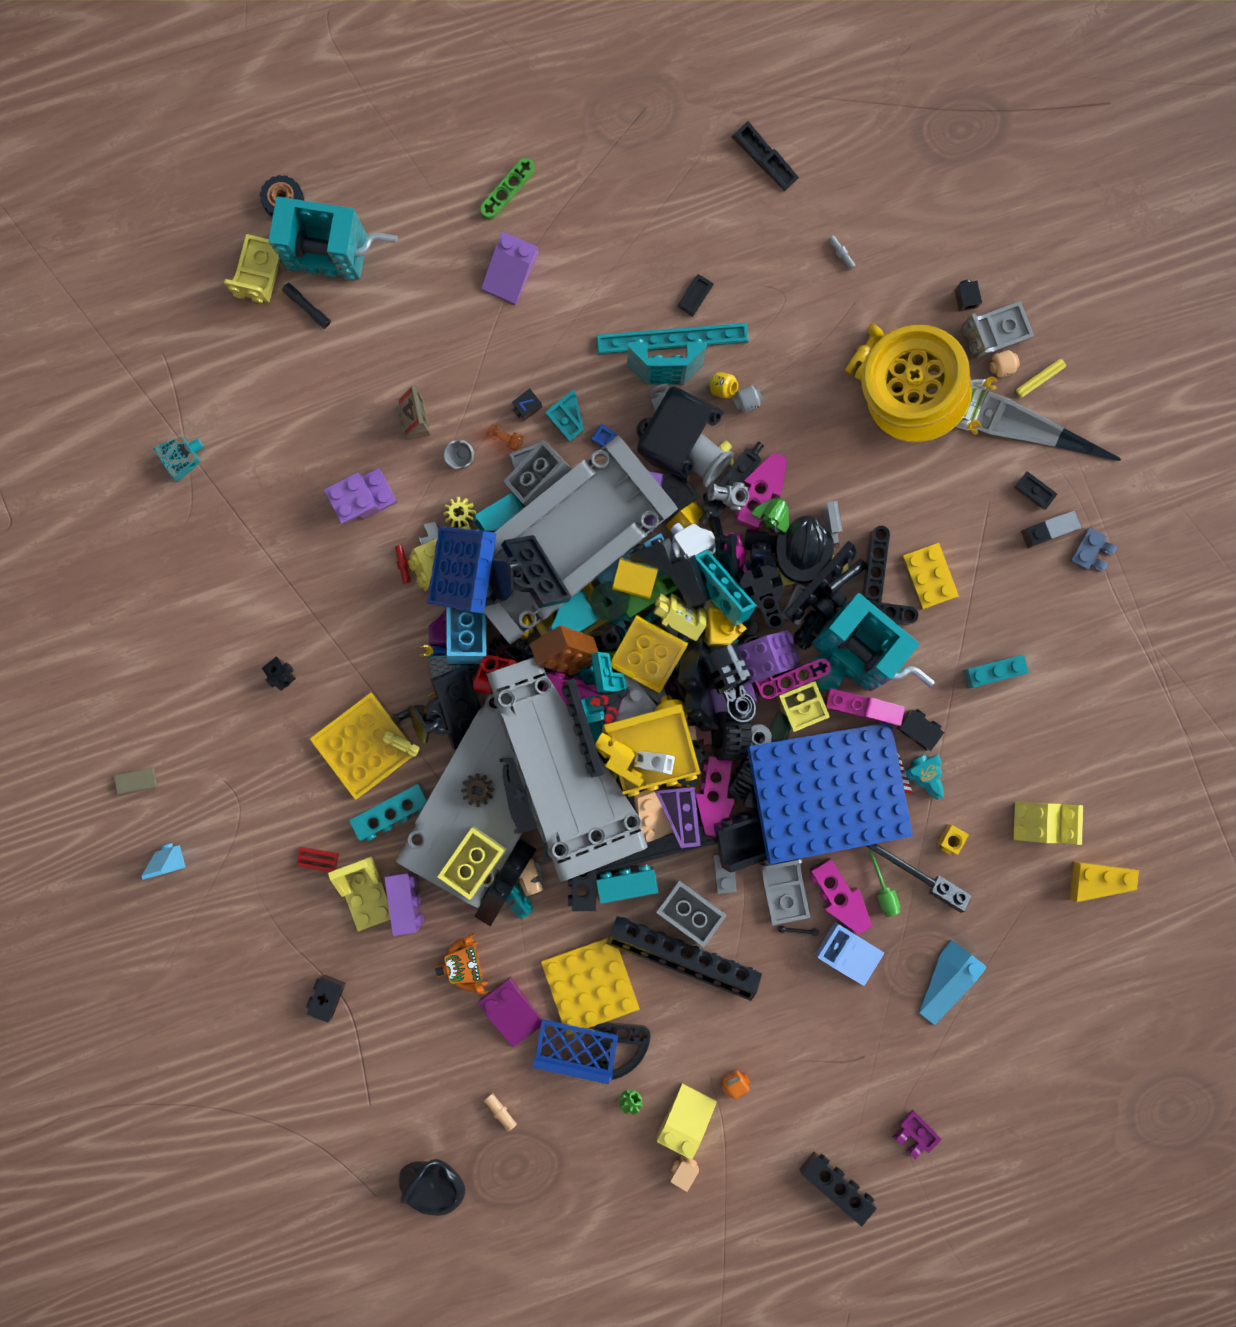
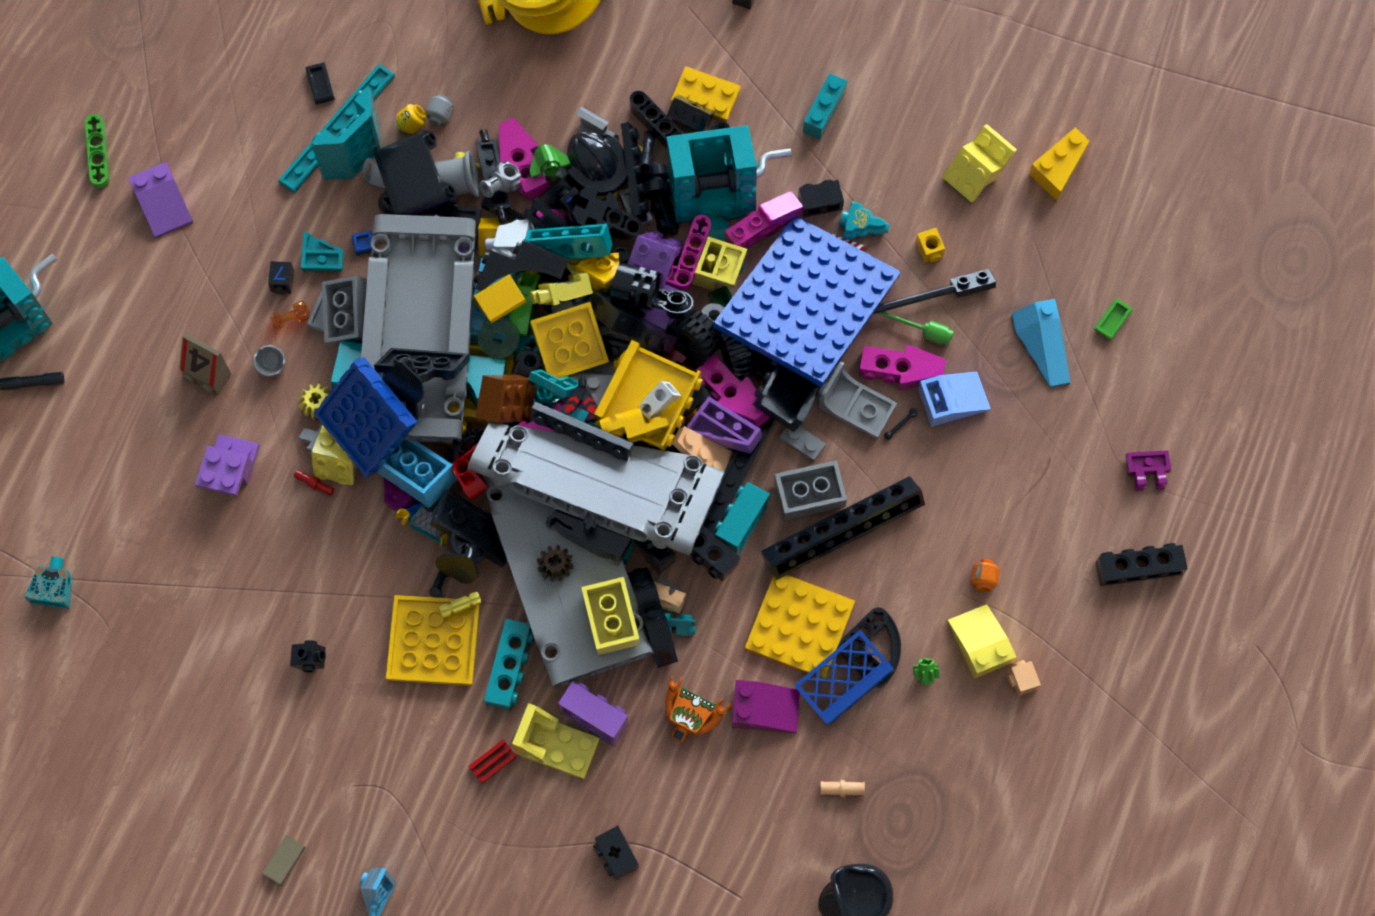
camera: 50 degrees left, 15 degrees down
(903, 581) = (690, 113): none -> black brick
(1011, 1017) = (1113, 319): none -> bright green tile

